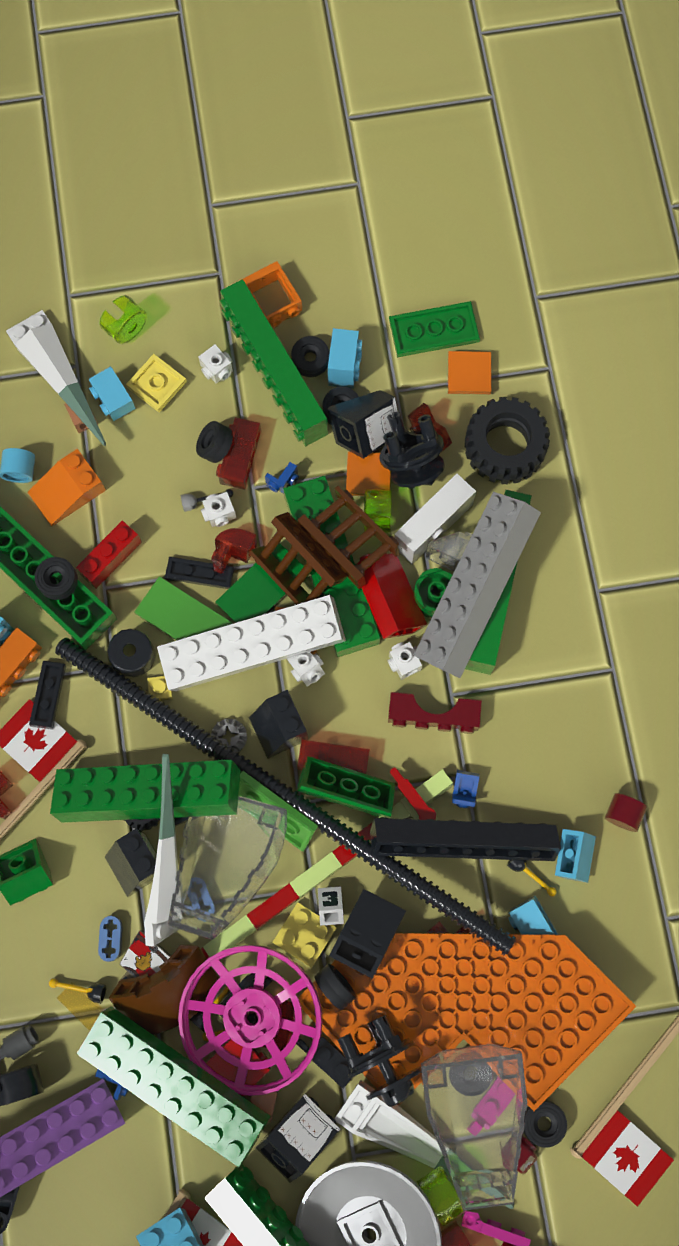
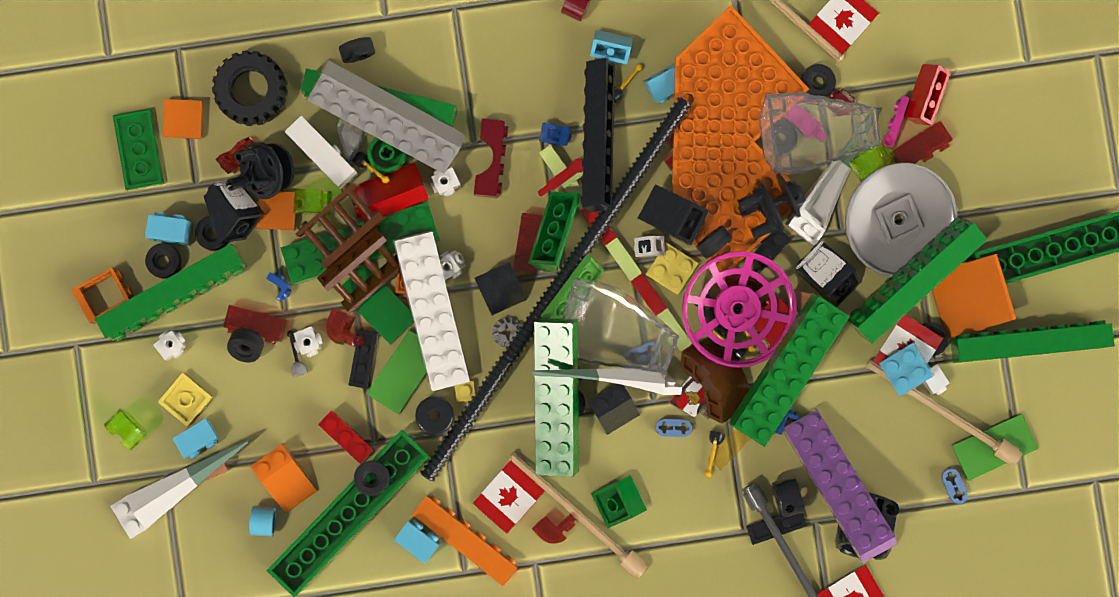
camera: 90 degrees left, 10 degrees up
(47, 695) = (469, 487): black tile -> none
(433, 563) = (361, 160): none -> hinge
(556, 556) = (356, 50): none -> black tyre

